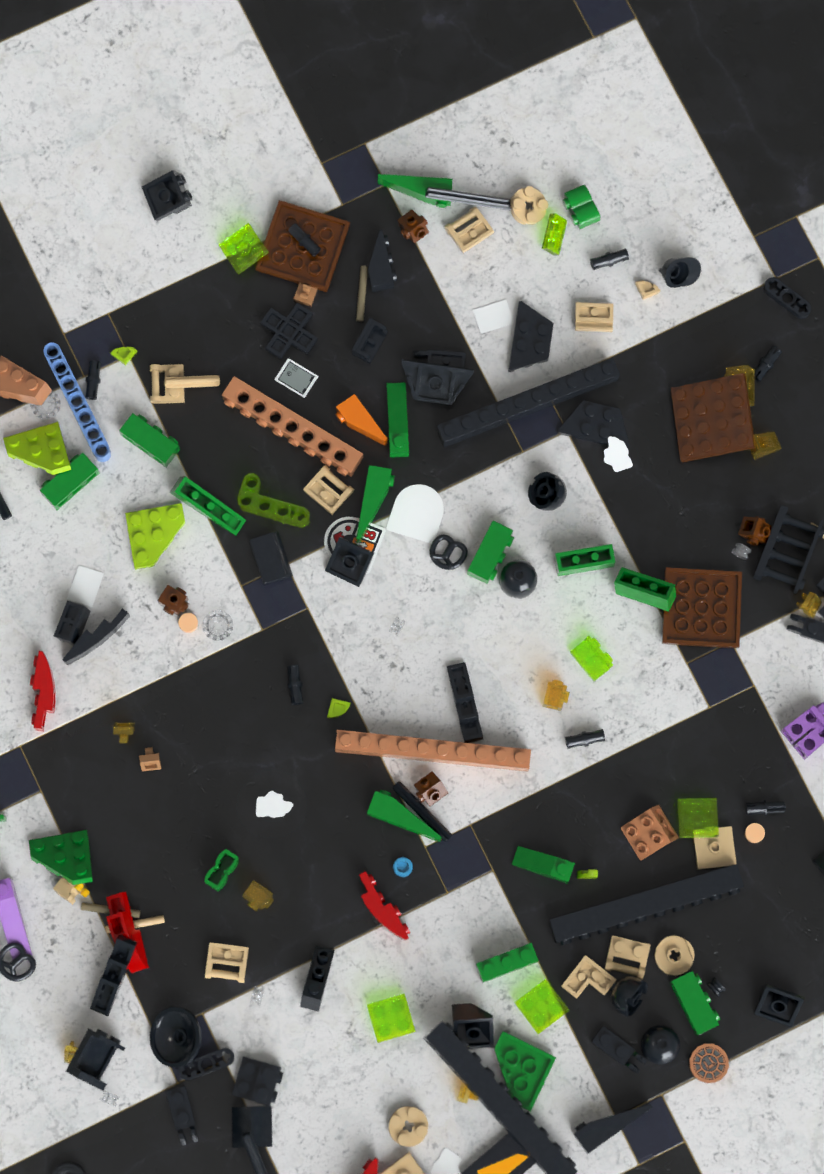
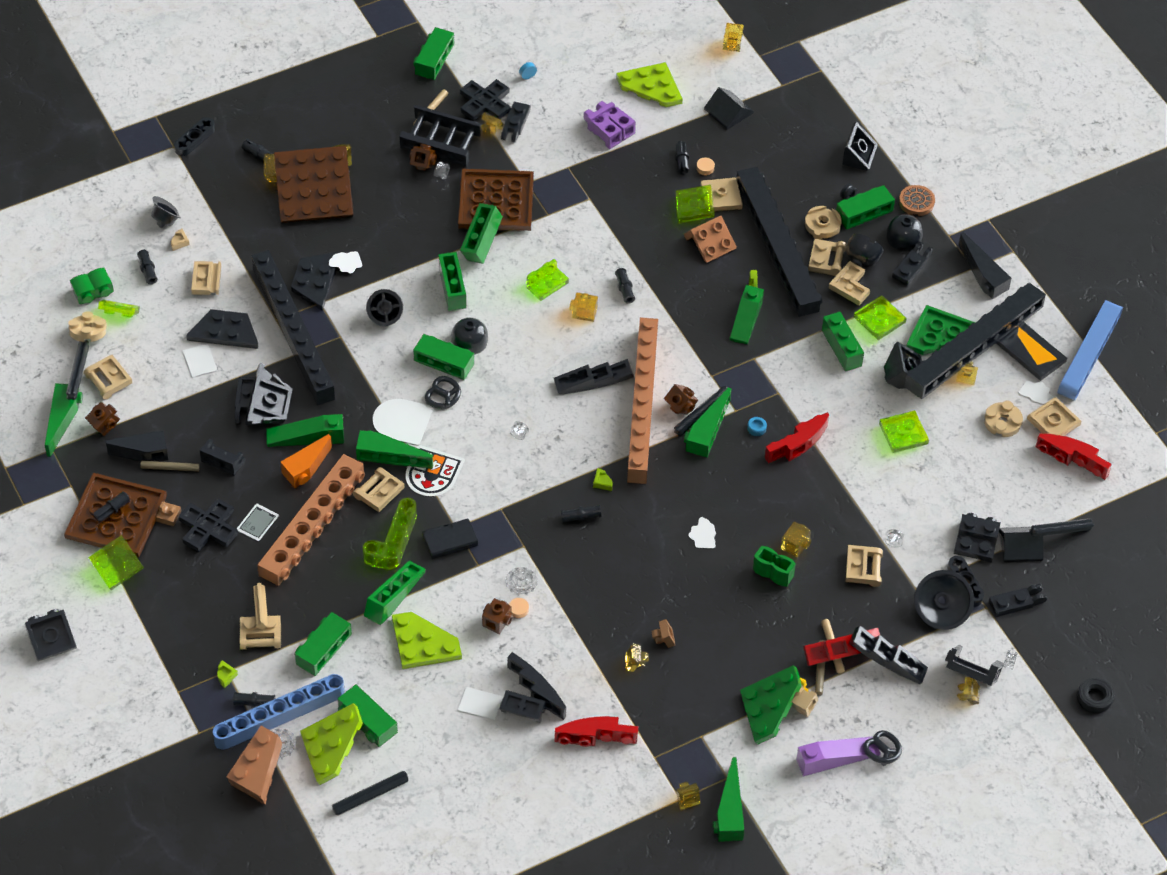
camera: 90 degrees left, 25 degrees down
(317, 978) = (876, 489): black slope -> none
(349, 562) = (453, 469): black slope -> none

